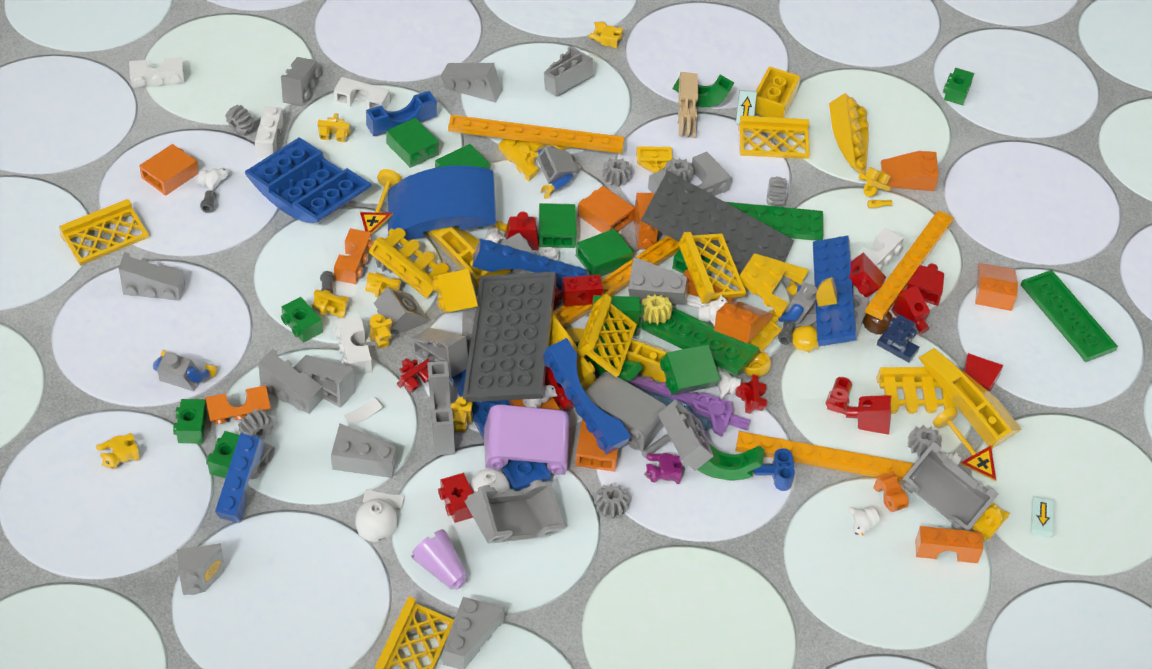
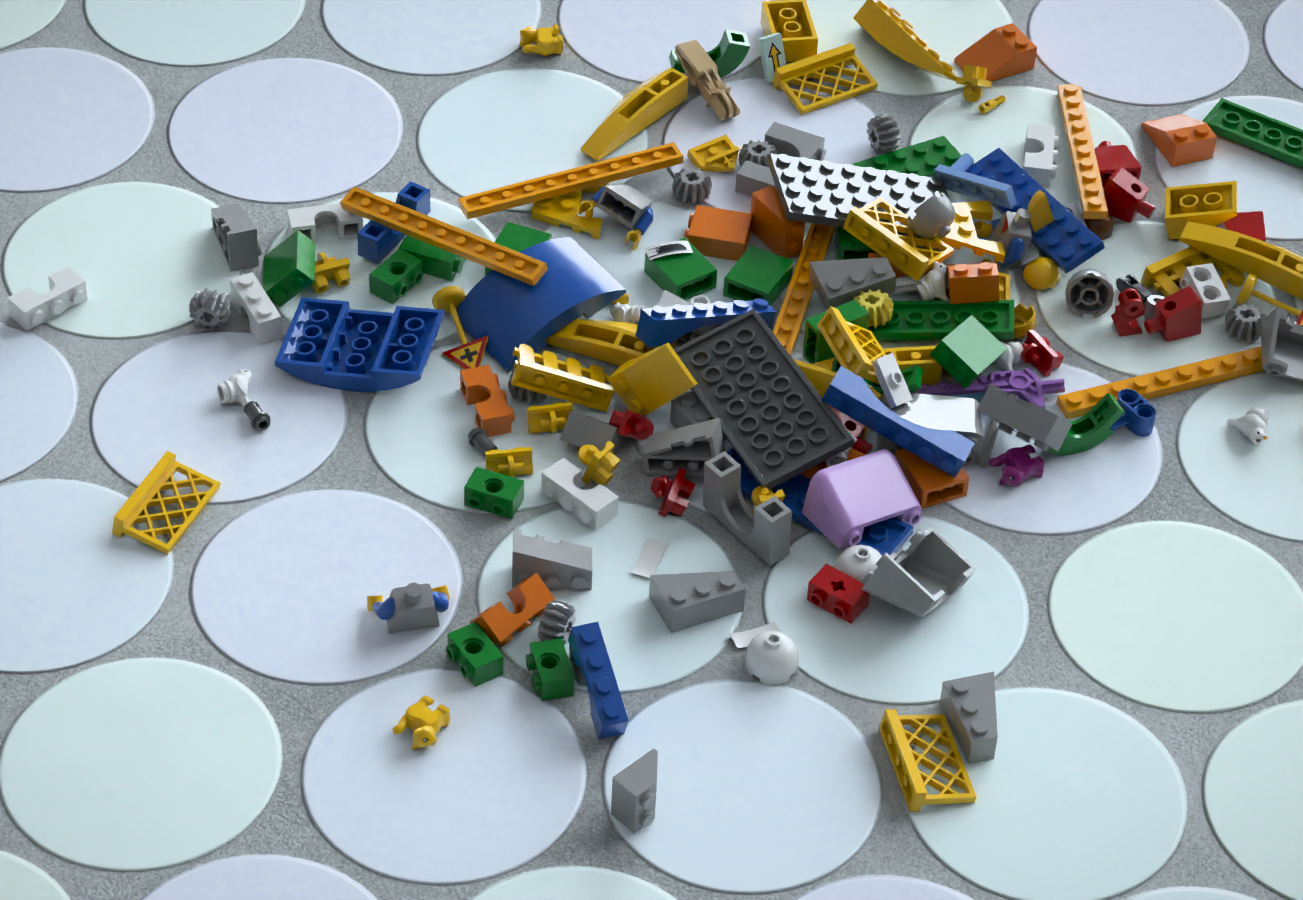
camera: 30 degrees left, 5 degrees down
(150, 280) = (280, 528): light grey wedge -> none
(169, 169) = (175, 400): orange brick -> none
(307, 115) = (289, 268): none -> green brick
(334, 377) = (596, 530): light grey wedge -> none
(373, 149) = (395, 276): none -> green brick
(411, 135) = (444, 236): none -> light orange plate
(423, 314) = (632, 424): none -> red hips
(441, 560) = (883, 661): lavender cone -> none
(473, 79) = (439, 151): light grey wedge -> none
(525, 226) = (650, 286): red torso -> none
(556, 207) = (667, 248): none -> sticker
(568, 71) = (541, 96): light grey wedge -> none
(580, 290) = (785, 319): red brick -> none
(605, 364) = (891, 380): none -> white plate
(611, 500) = (995, 522): light grey gear -> none
(624, 107) = (637, 111): none -> yellow wedge
(741, 263) = (933, 217): none -> light grey cylinder
(785, 335) = (1019, 280): dark grey pin -> none
(804, 252) = (959, 181): none -> light blue piece
(823, 367) = (1089, 293): none -> light grey cylinder
(864, 382) = (1148, 298): none -> black piece
(867, 277) = (1059, 184): red torso -> none
(893, 496) = (1263, 390): orange leg -> none
(902, 333) = (1140, 227): dark blue tile -> none
(914, 404) = (1208, 287): none -> white brick
(957, 340) = (1200, 204): none -> yellow slope

